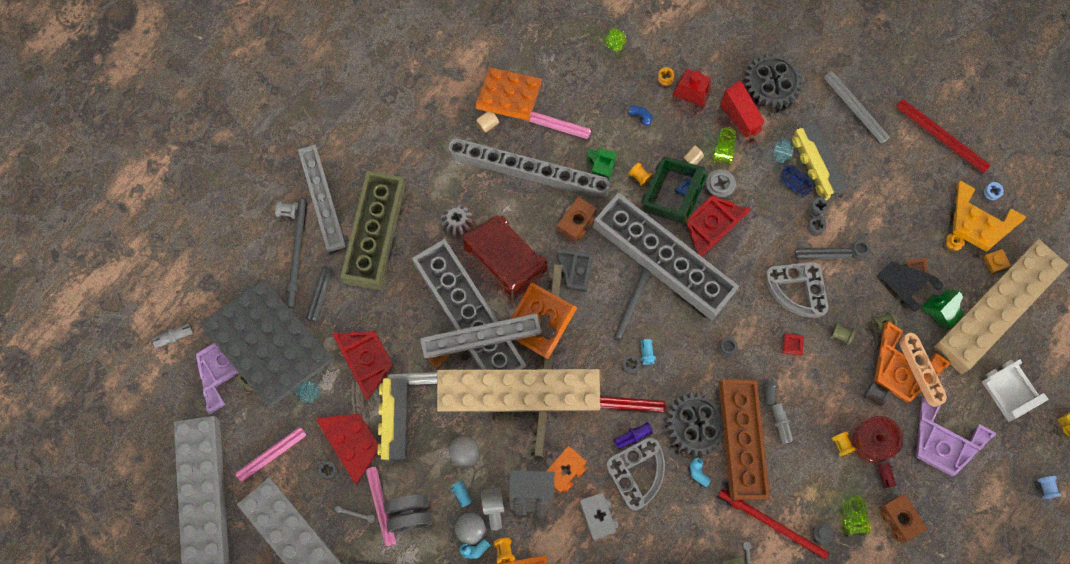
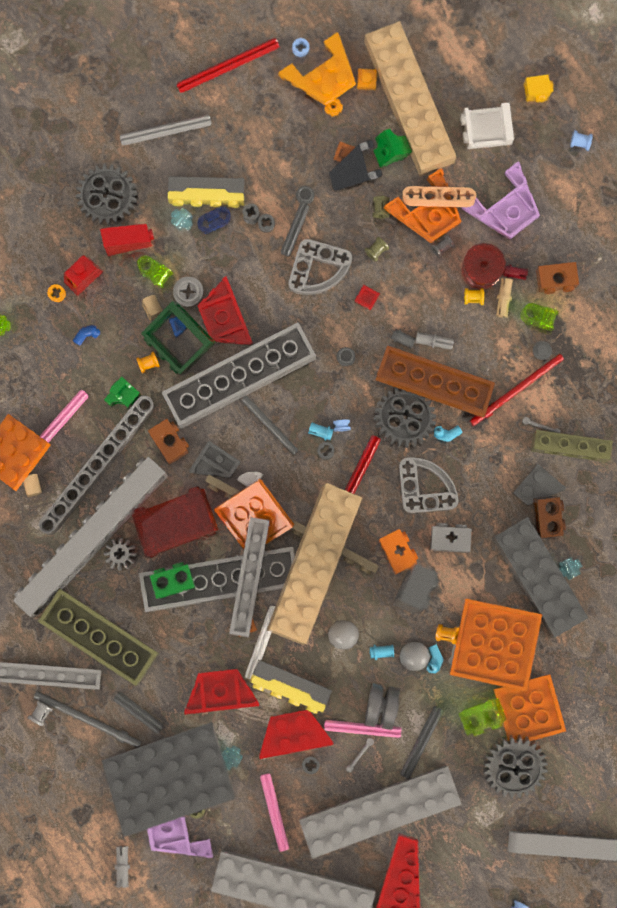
camera: 70 degrees left, 10 degrees up
(445, 270) = (173, 585): none -> green brick
(463, 187) = (91, 537): none -> light grey brick
(493, 506) = (404, 627): light grey beam -> none
(546, 329) = (272, 515): clear smoke arm -> none
(574, 301) = (249, 477): none -> white tile
(633, 435) = (391, 477): dark purple axle -> none
(661, 369) = (341, 425): none -> light blue bush
(856, 474) = (504, 298): none -> tan pin

